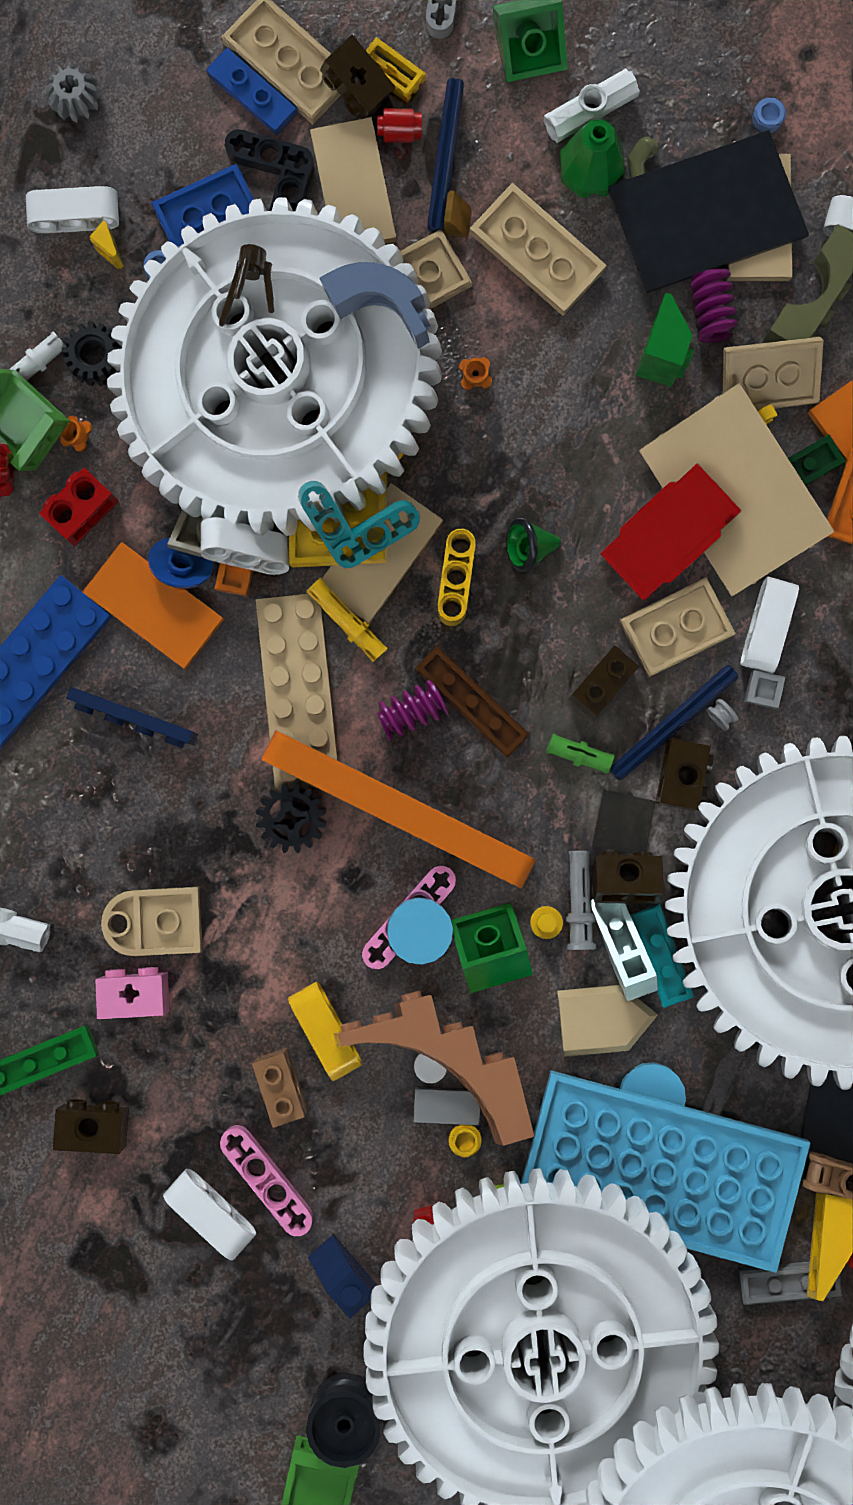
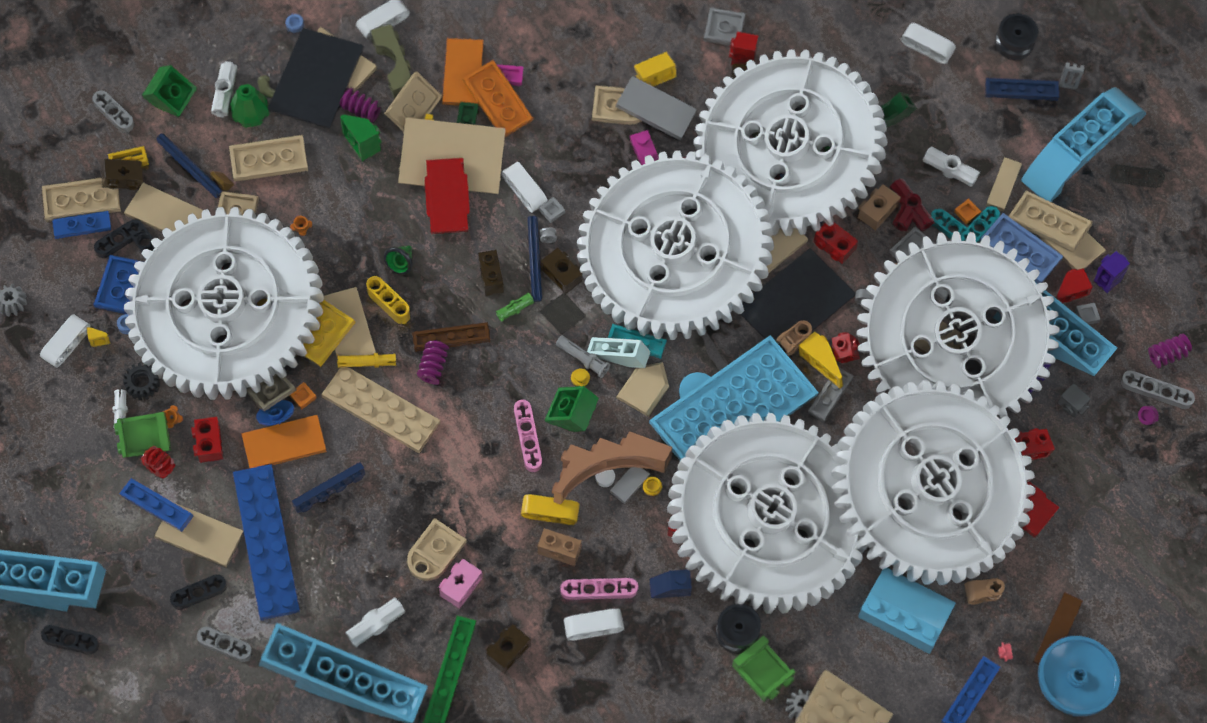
camera: 60 degrees left, 20 degrees down
(243, 547) = (294, 375): white beam -> none
(249, 266) = (174, 271): dark brown plant -> none
(293, 830) = (444, 454): black gear -> none
(346, 536) = (333, 320): teal beam -> none
(378, 284) = (235, 222): sand blue arch -> none
(398, 809) = (473, 399): orange beam -> none
(400, 125) = (158, 173): red brick -> none
(419, 931) = (537, 431): medium azure tile -> none
(612, 888) = (589, 326): dark brown brick -> none
(677, 627) = (492, 226): tan tile -> none

